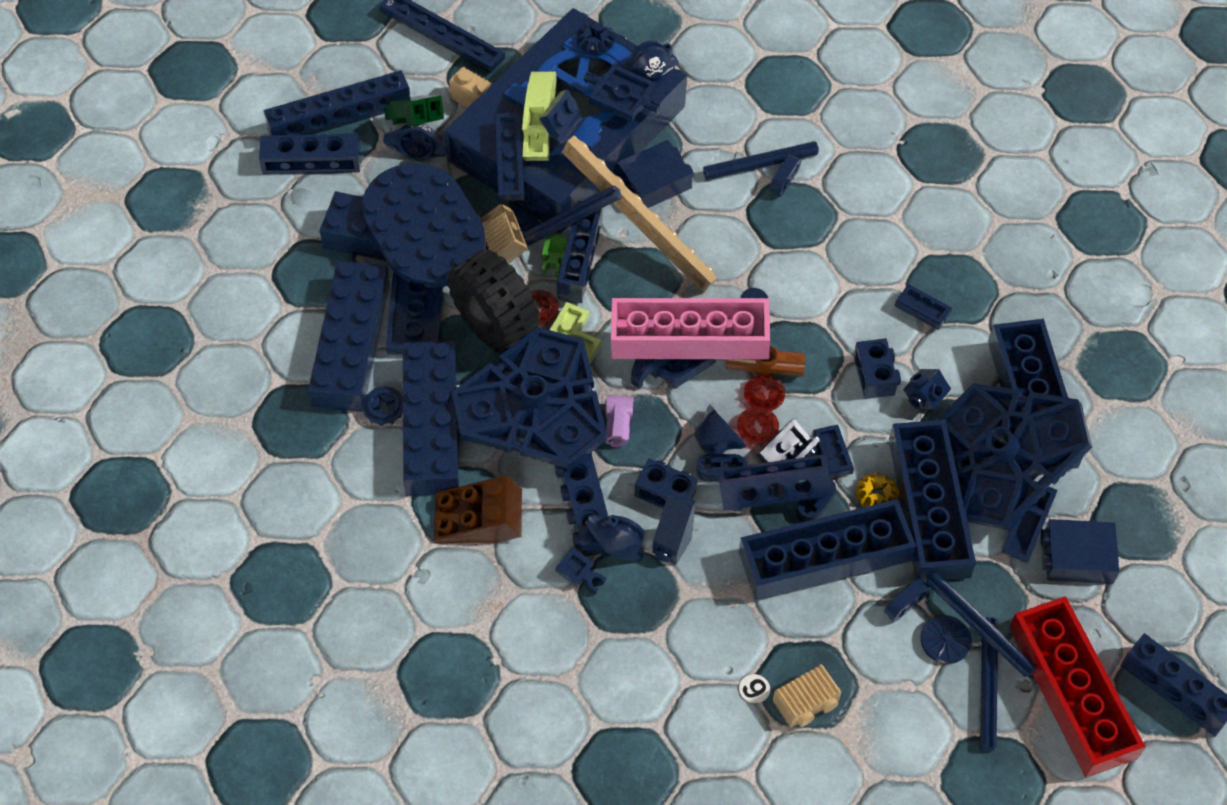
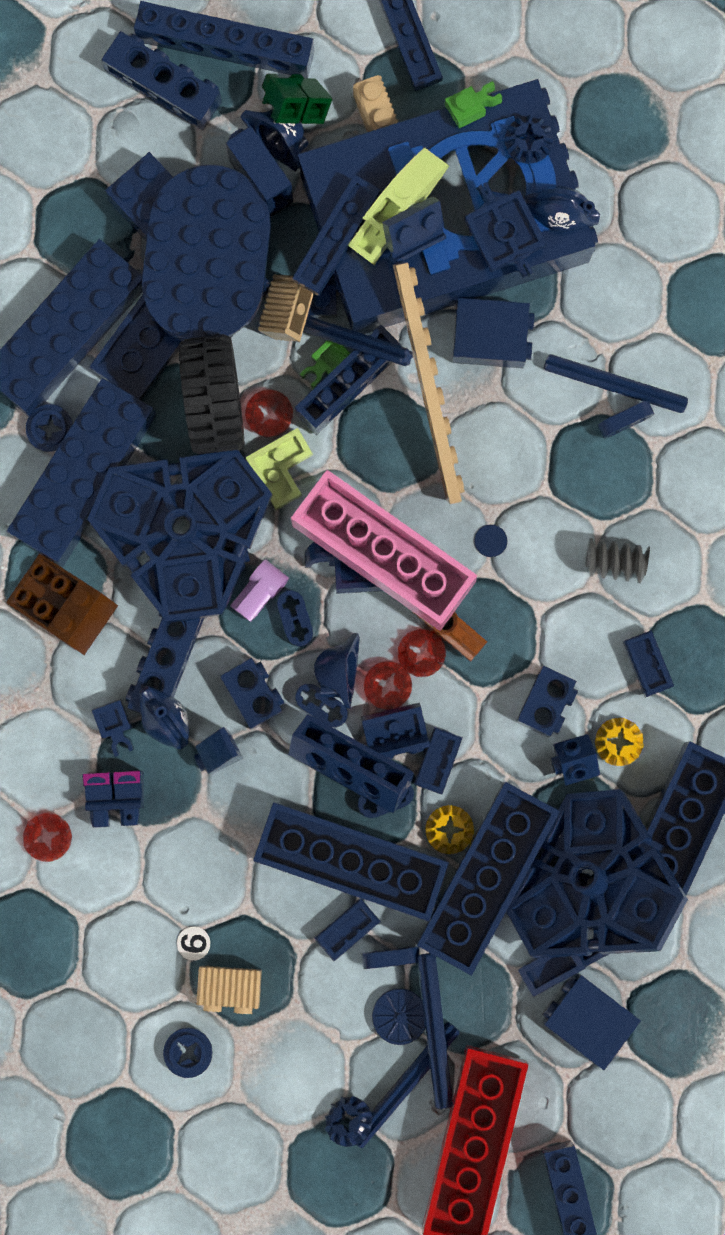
camera: 35 degrees right, 25 degrees up
(413, 149) = (254, 161): none -> dark blue brick
(541, 42) = (469, 106): none -> bright green plate
(588, 694) = (60, 842): none -> clear red gear
(615, 615) = (100, 796): none -> dark blue hips
(659, 422) = (302, 616): none -> dark blue beam
(823, 760) = (172, 1052): none -> dark blue gear
(849, 255) = (617, 561): none -> dark grey piece
(860, 602) = (347, 929): none -> dark blue plate
(957, 367) = (607, 750): none -> yellow gear
(971, 745) = (358, 1127): none -> dark blue gear

